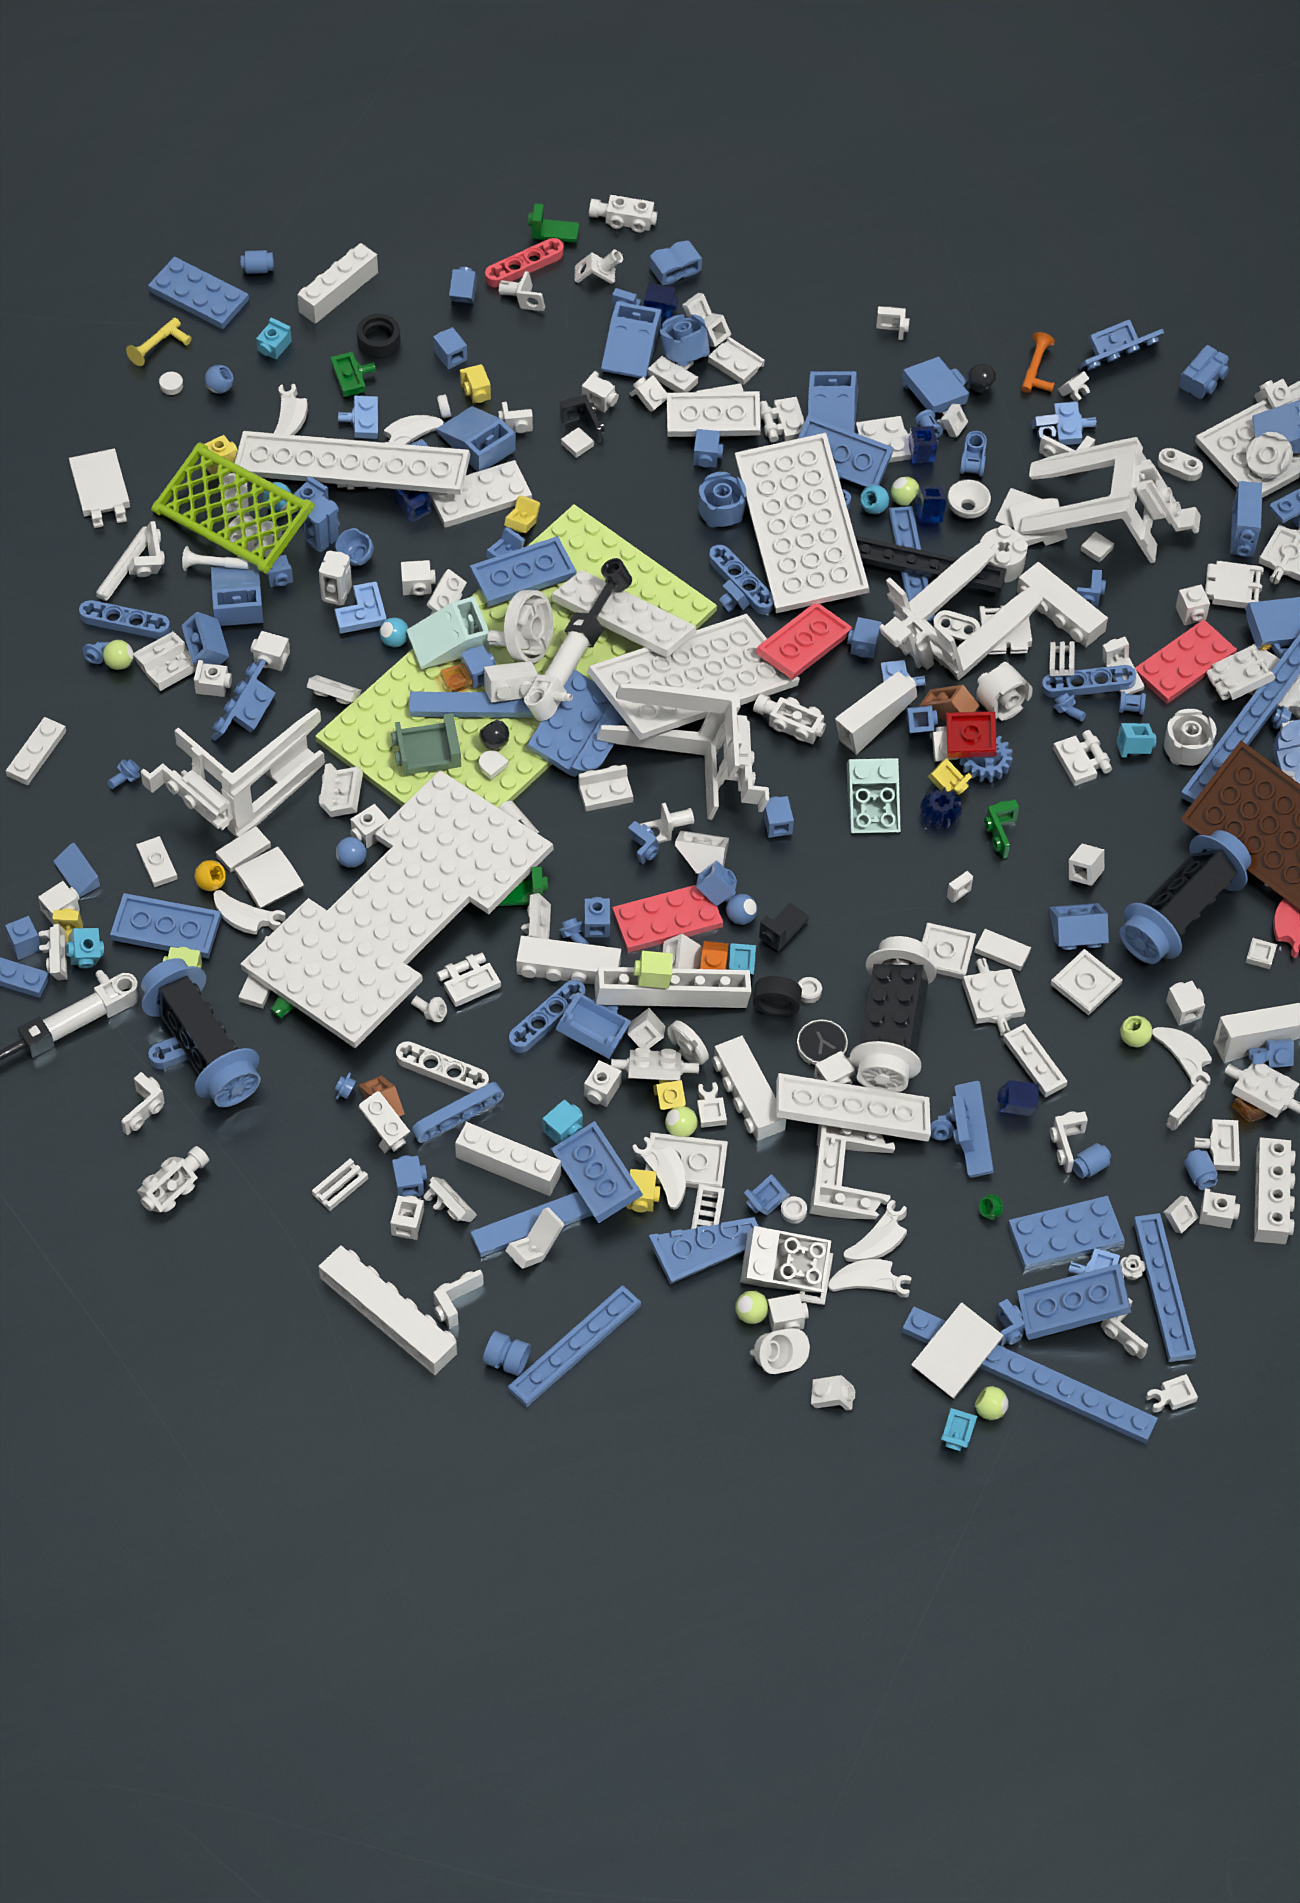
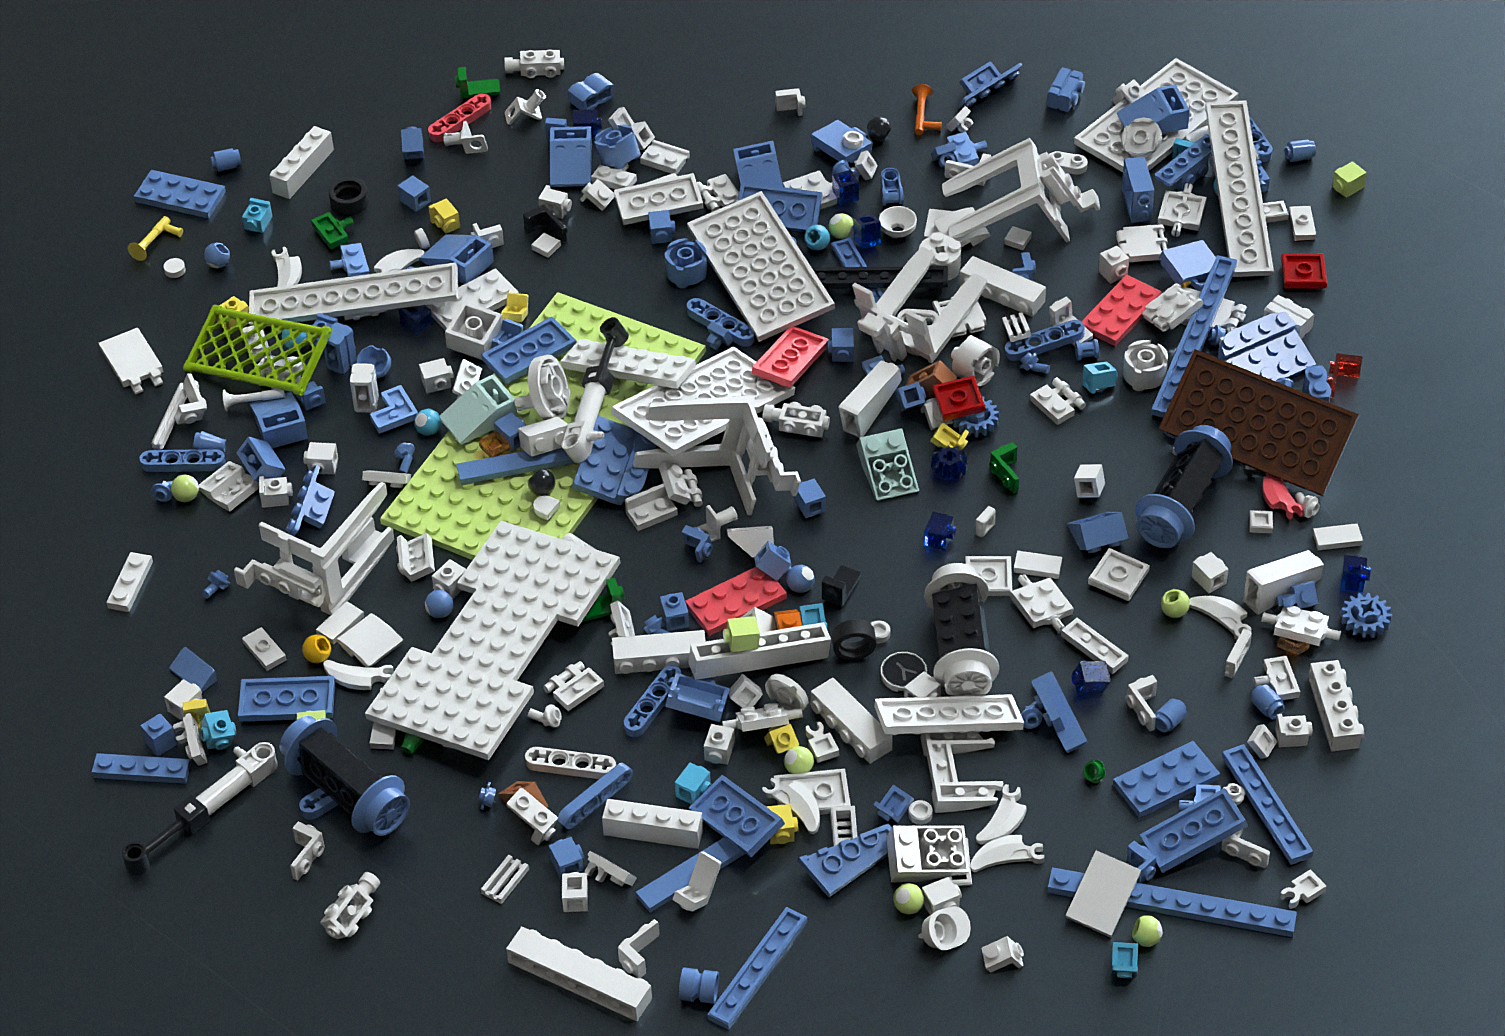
camera: 10 degrees left, 10 degrees down
(156, 604) = (207, 441): none -> medium blue cone
(360, 663) = (405, 452): none -> medium blue plate
(427, 747) = (484, 504): sand green panel -> none
(469, 533) = (473, 330): none -> white brick
(638, 769) = (680, 486): none -> white plate
(907, 886) = (939, 531): none -> clear blue brick
(947, 387) = (853, 140): none -> white tile

